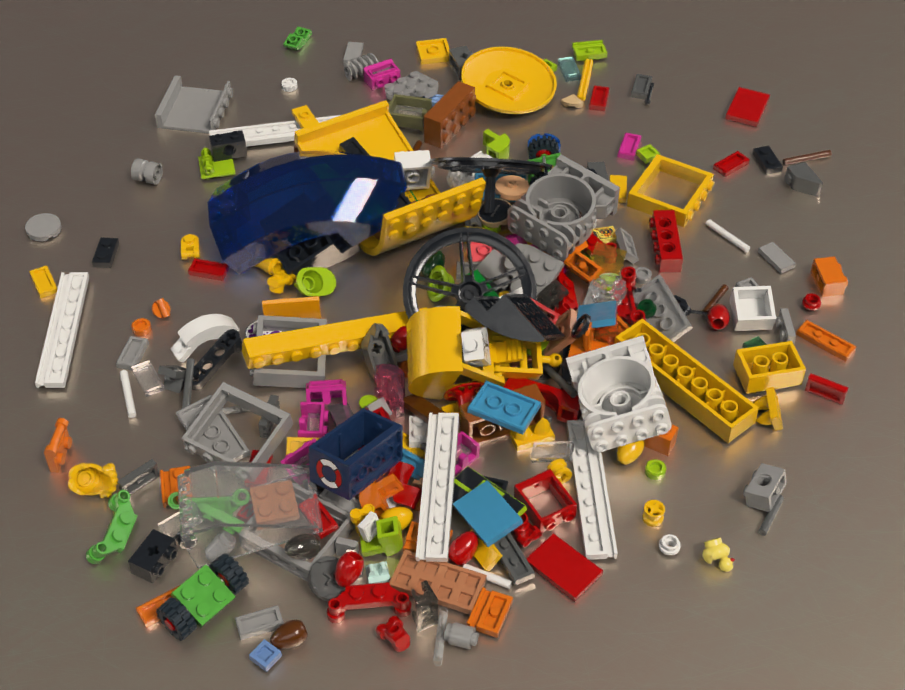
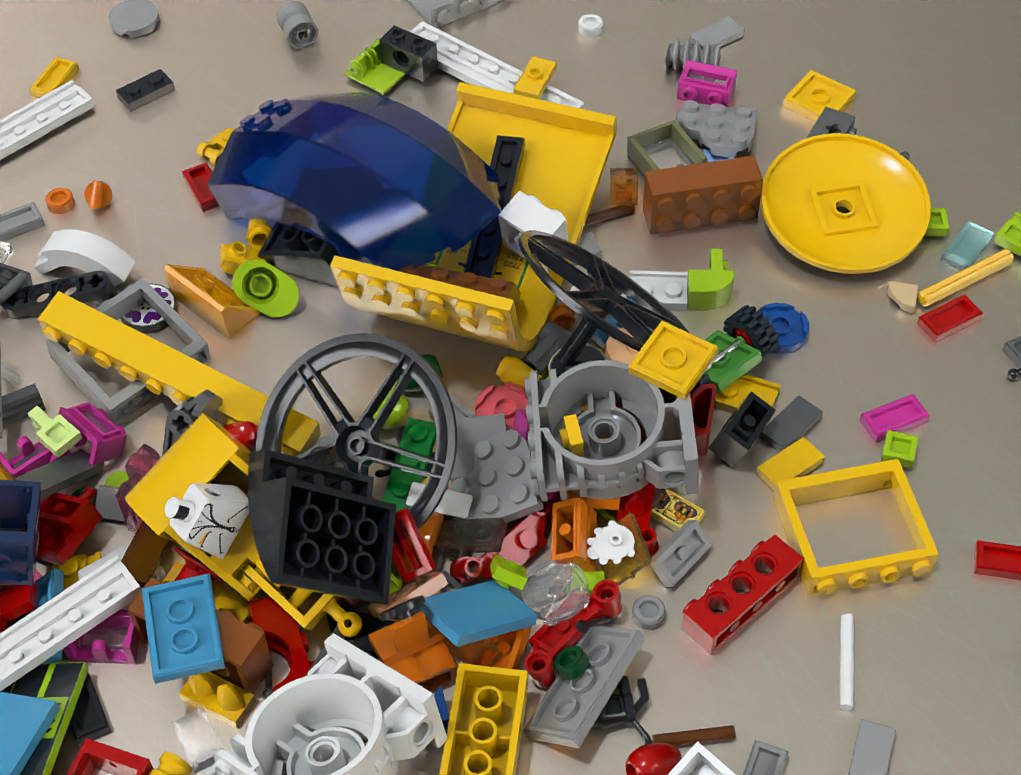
camera: 50 degrees right, 5 degrees up
(321, 399) = (55, 433): none -> yellowish green plate
(412, 133) = (623, 186): none -> clear orange brick
(554, 216) = (571, 435): none -> yellow plate
(563, 159) = (673, 360): none -> yellow tile
(582, 298) = (508, 573): none -> lime plate
(604, 257) = (611, 543): none -> white piece

